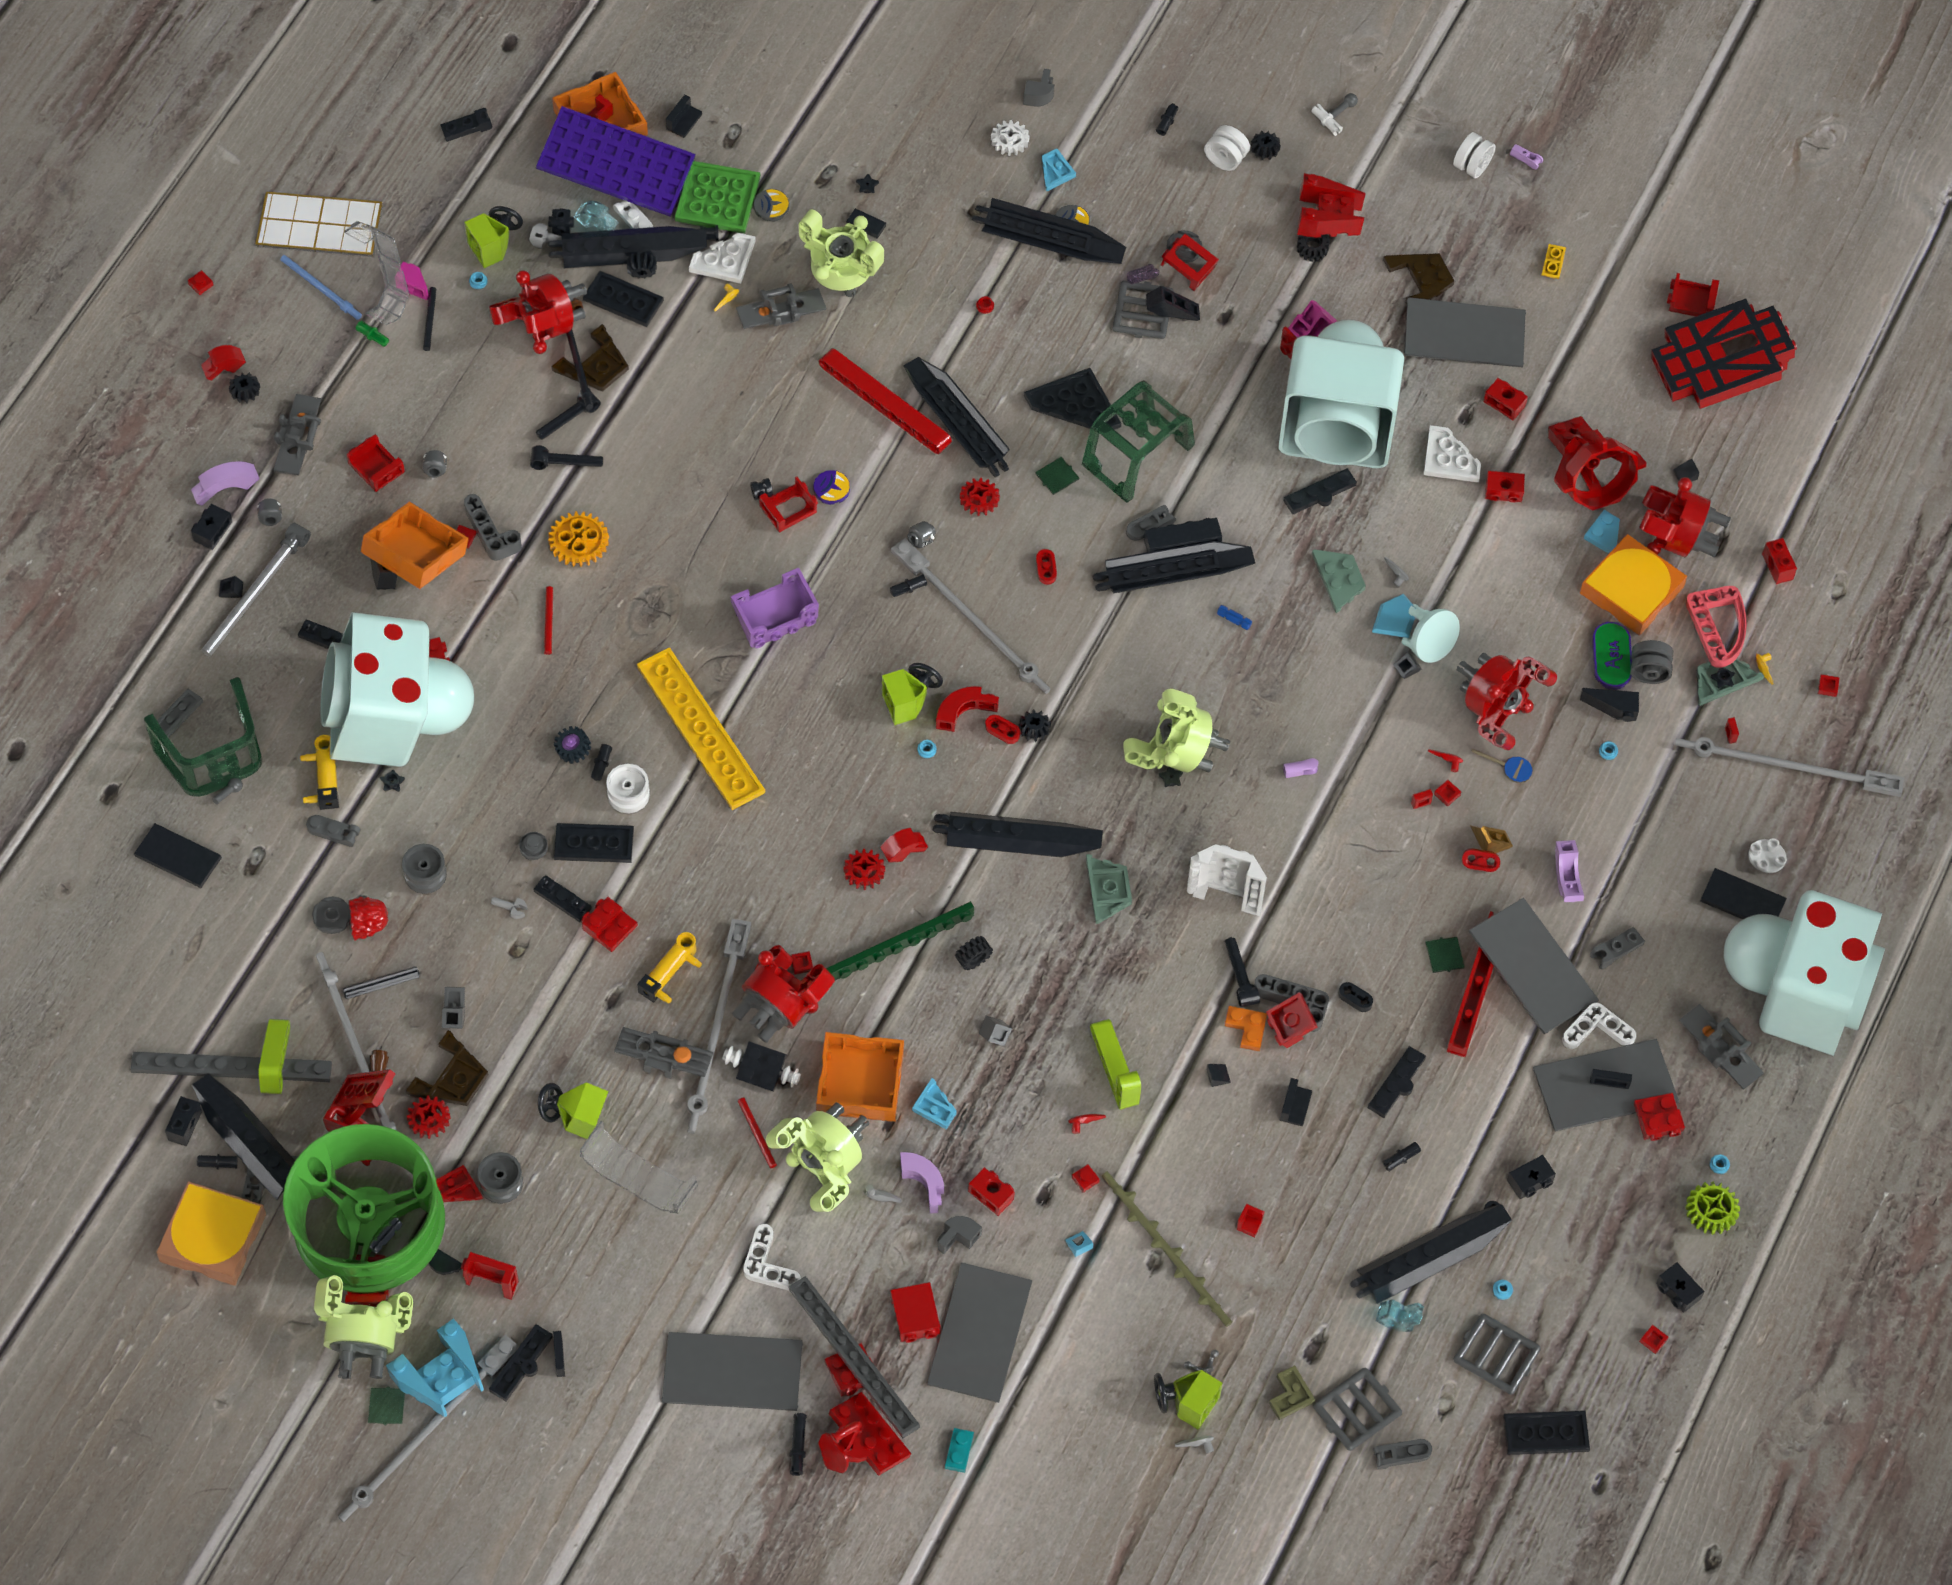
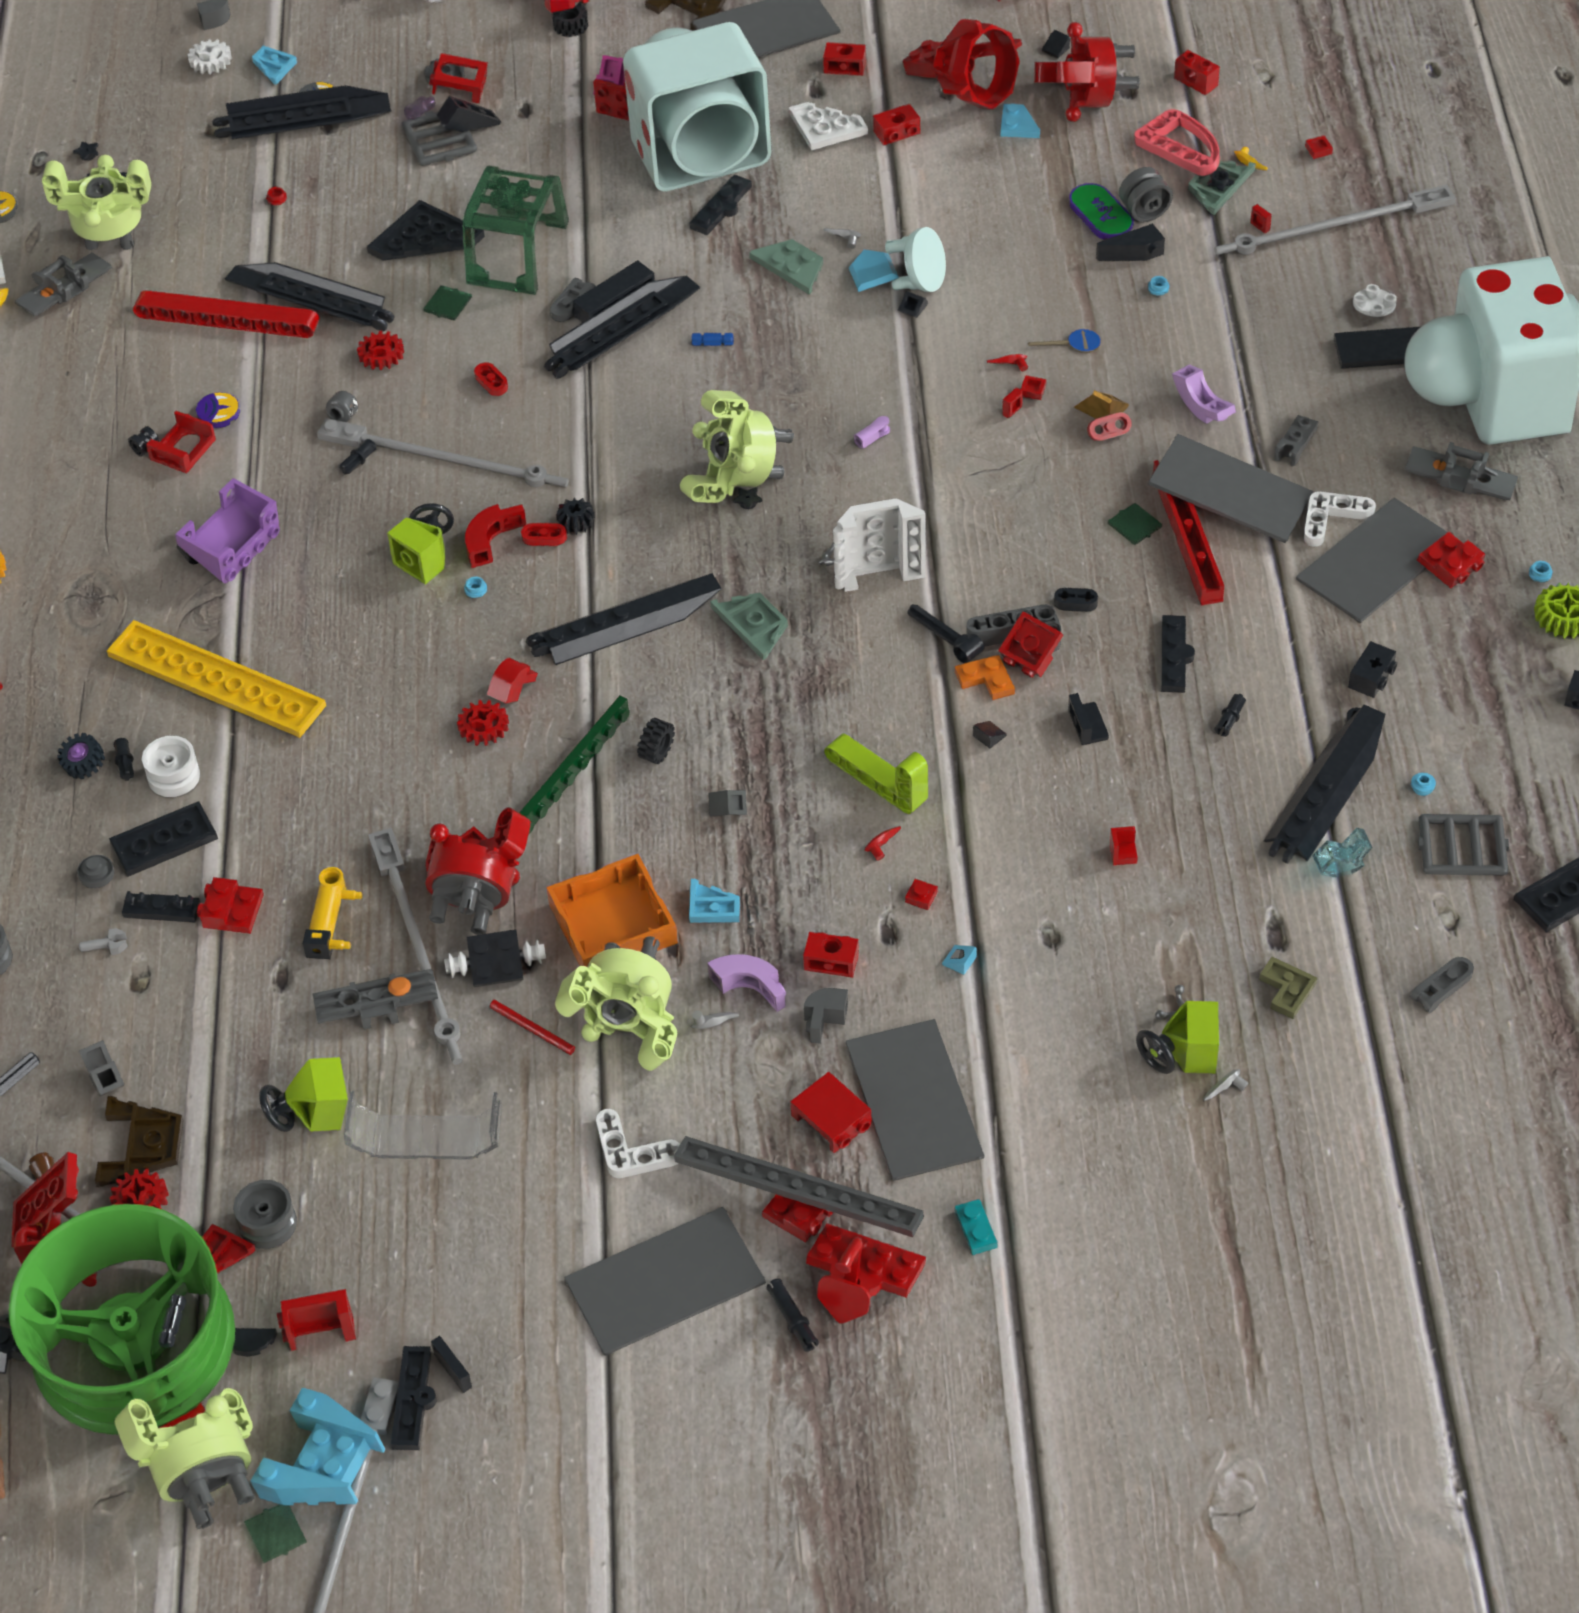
camera: 25 degrees left, 10 degrees down
(1173, 1253) = (1065, 918): olive plant -> none
(1365, 1433) = (1340, 948): dark grey bar -> none
(1500, 691) = (1024, 273): red piece -> none
(1610, 1078) = (1381, 547): black tile -> none
(1633, 584) = (1077, 146): yellow tile -> none

